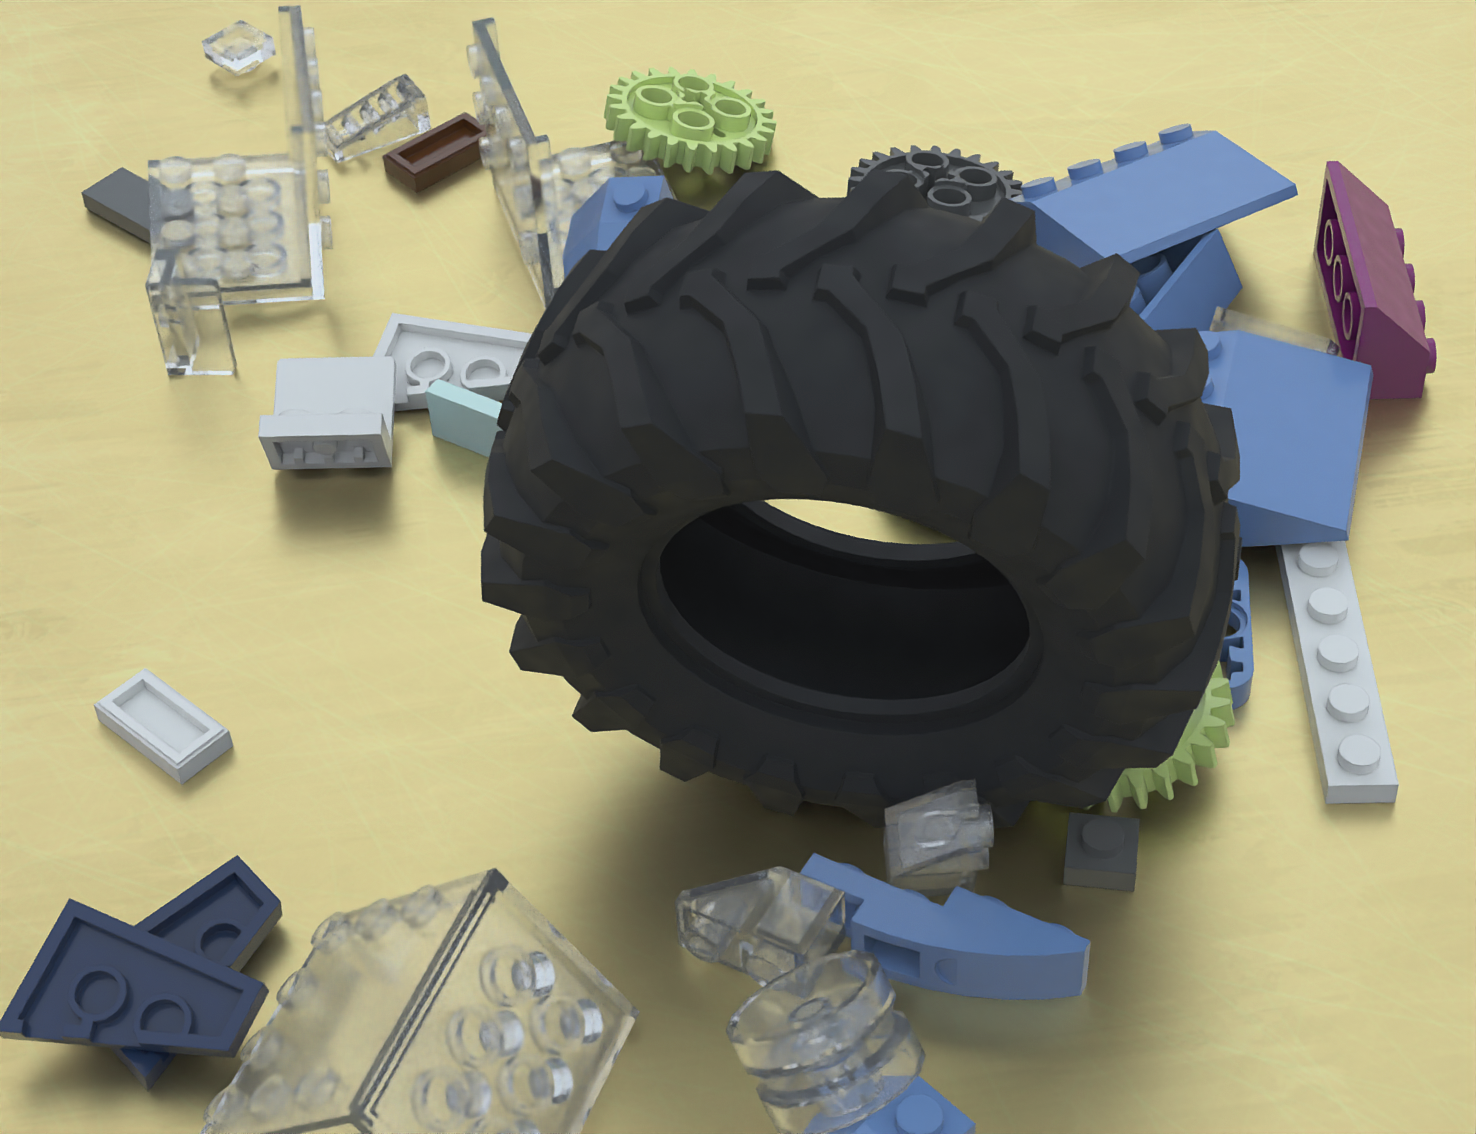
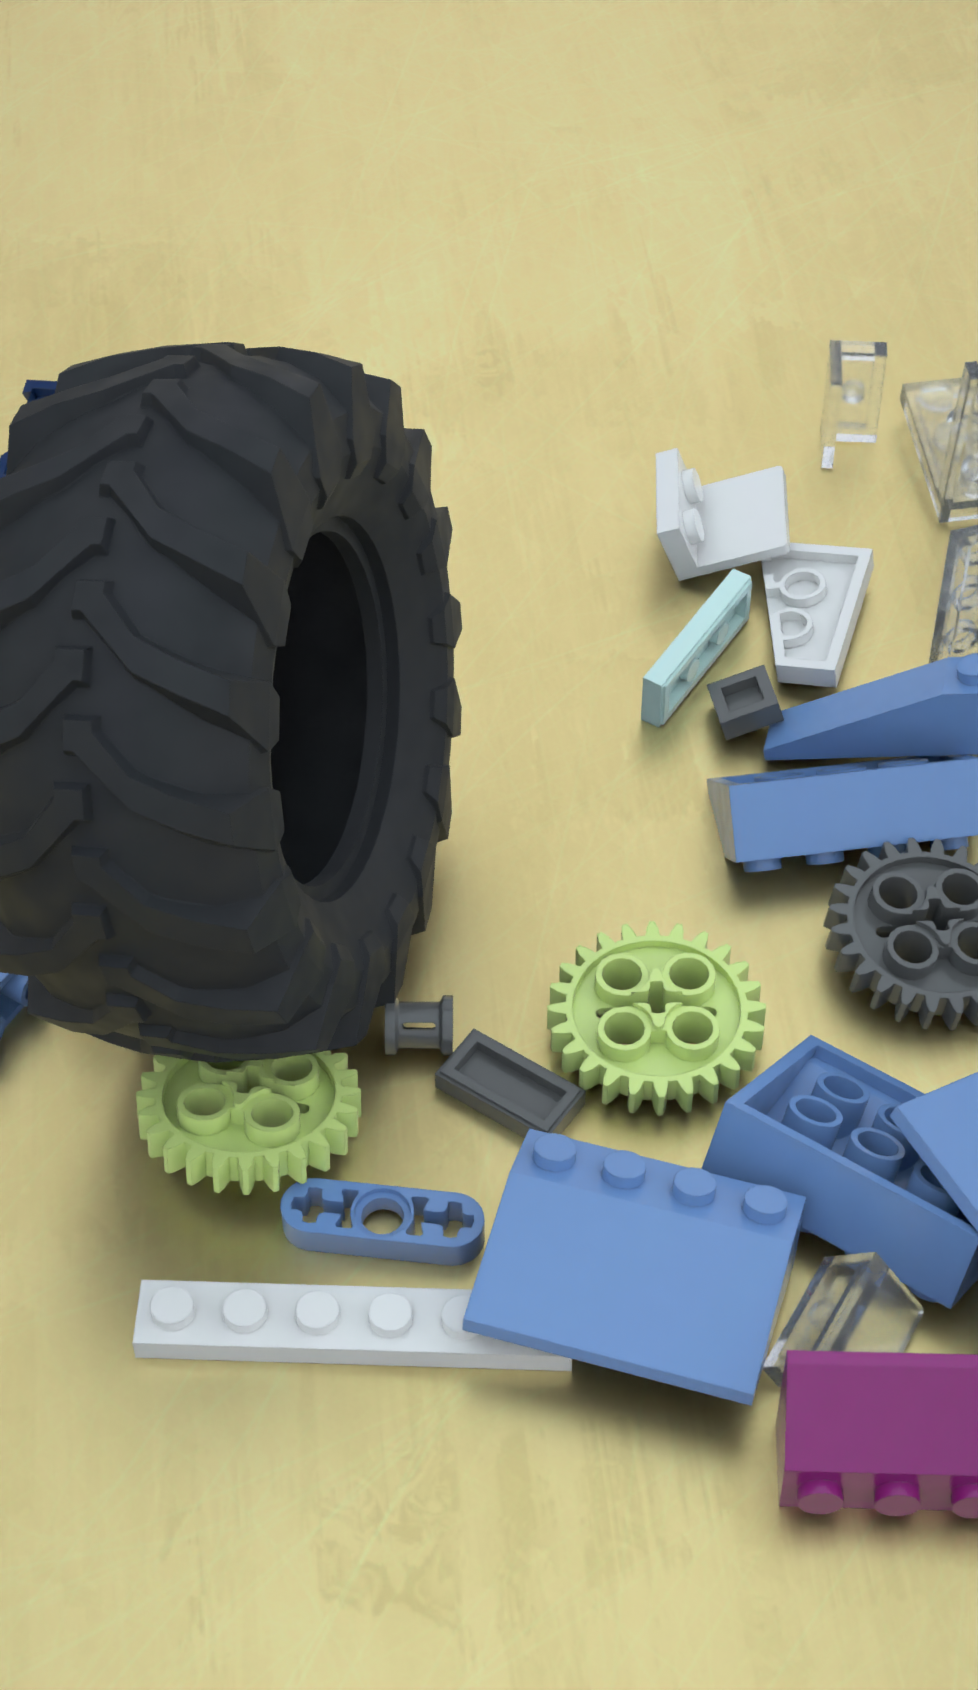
camera: 90 degrees right, 5 degrees up
(1101, 851) = (103, 1089): dark grey plate -> none

